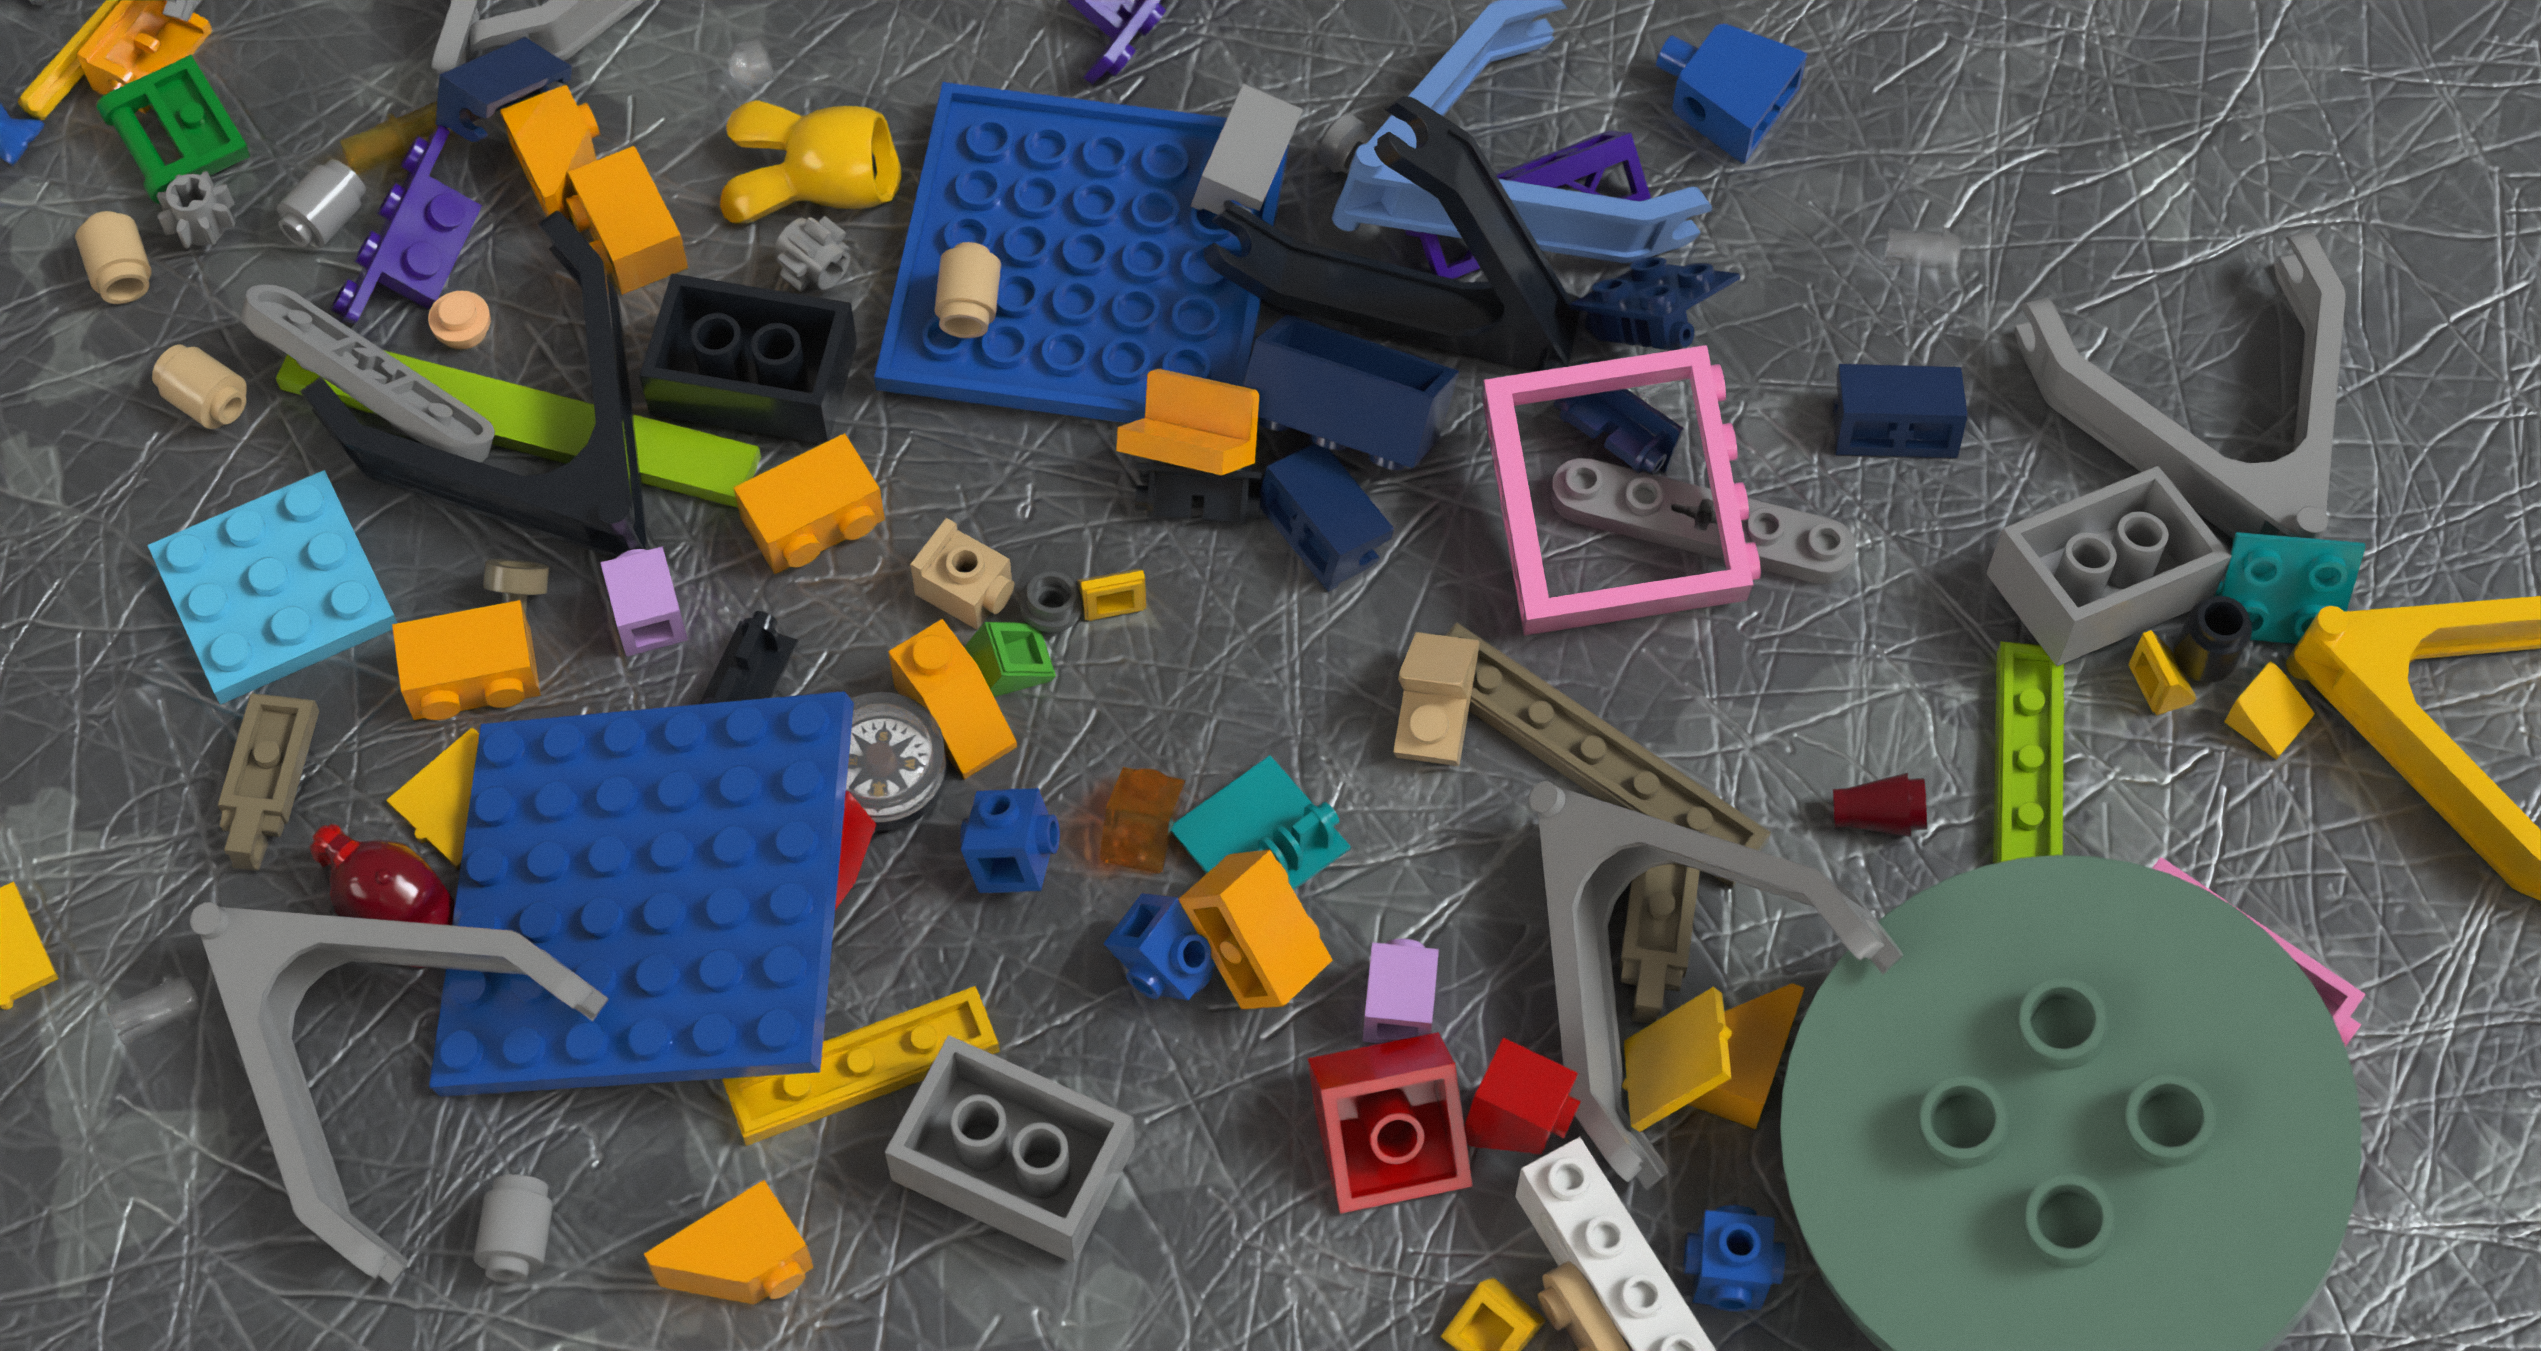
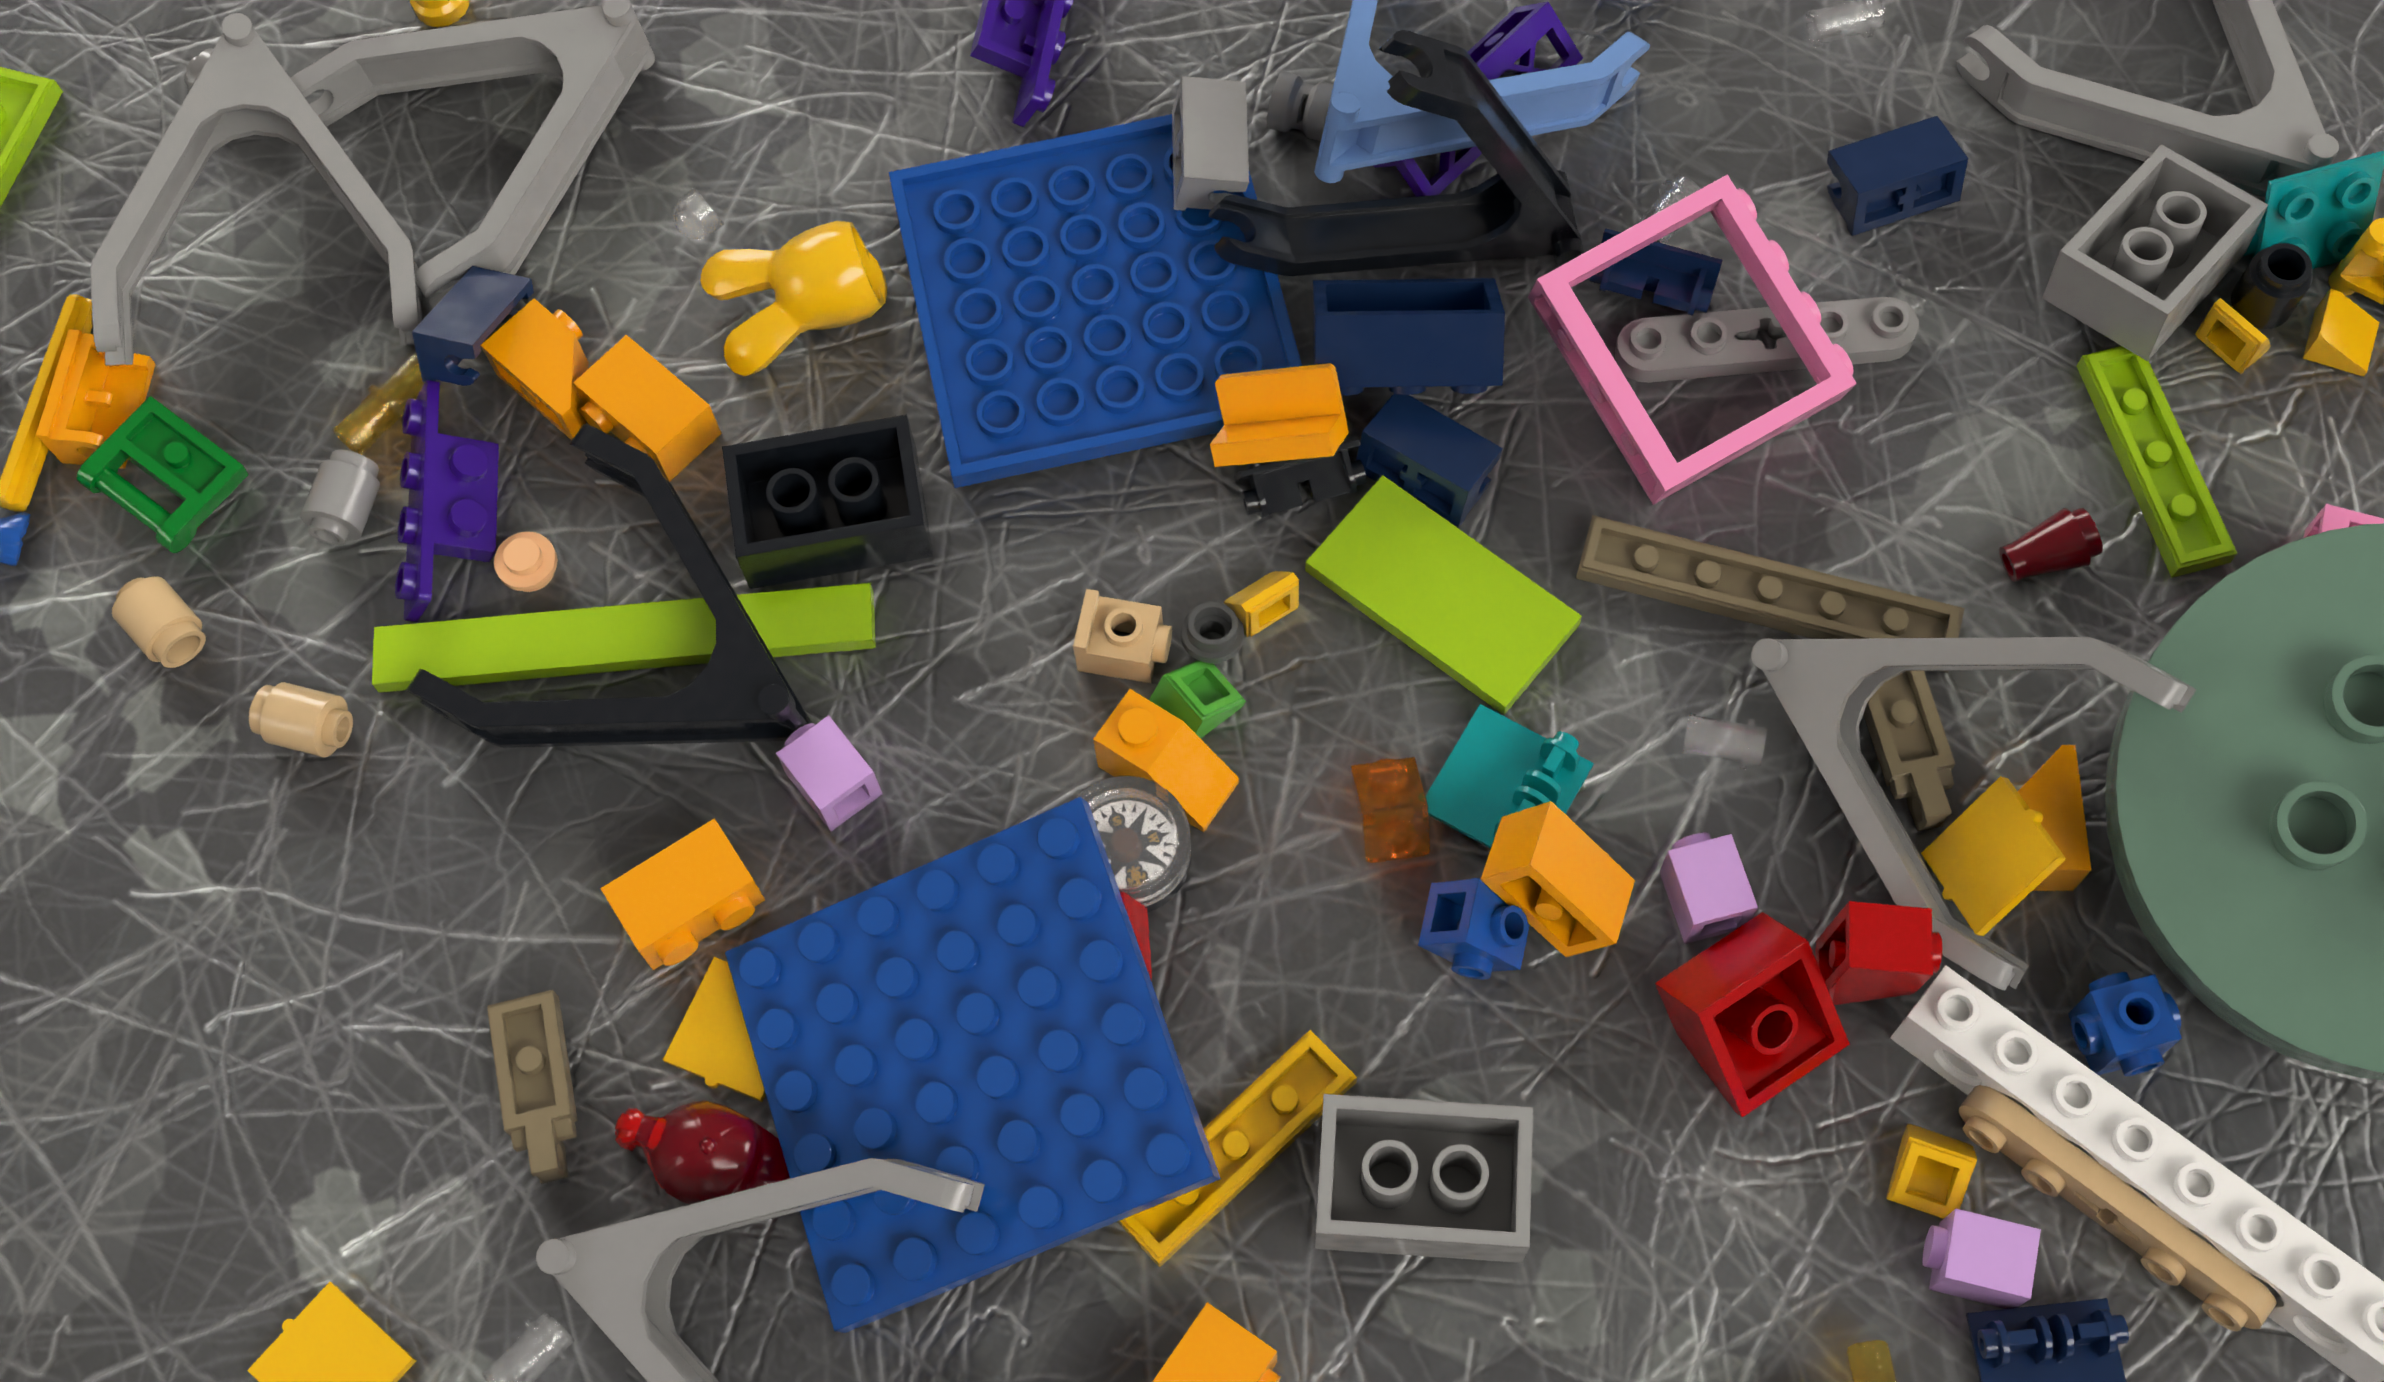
camera: 15 degrees left, 5 degrees up
(195, 209) = (220, 546): light grey gear -> none
(272, 586) = (458, 890): medium azure plate -> none
(366, 372) = (462, 648): light grey piece -> none
(515, 579) = (695, 797): dark tan tile -> none
(751, 662) = (956, 801): black hinge -> none
(810, 504) = (946, 621): light orange brick -> none
(812, 253) = (839, 379): light grey gear -> none
(967, 290) = (1007, 362): tan brick -> none
(1009, 840) = (1283, 878): blue brick -> none
(1283, 645) = (1443, 594): none -> lime tile
(1435, 698) = (1610, 593): tan slope -> none
(1483, 869) = (1725, 740): none -> clear pin
(1650, 303) = (1637, 153): dark blue hinge -> none

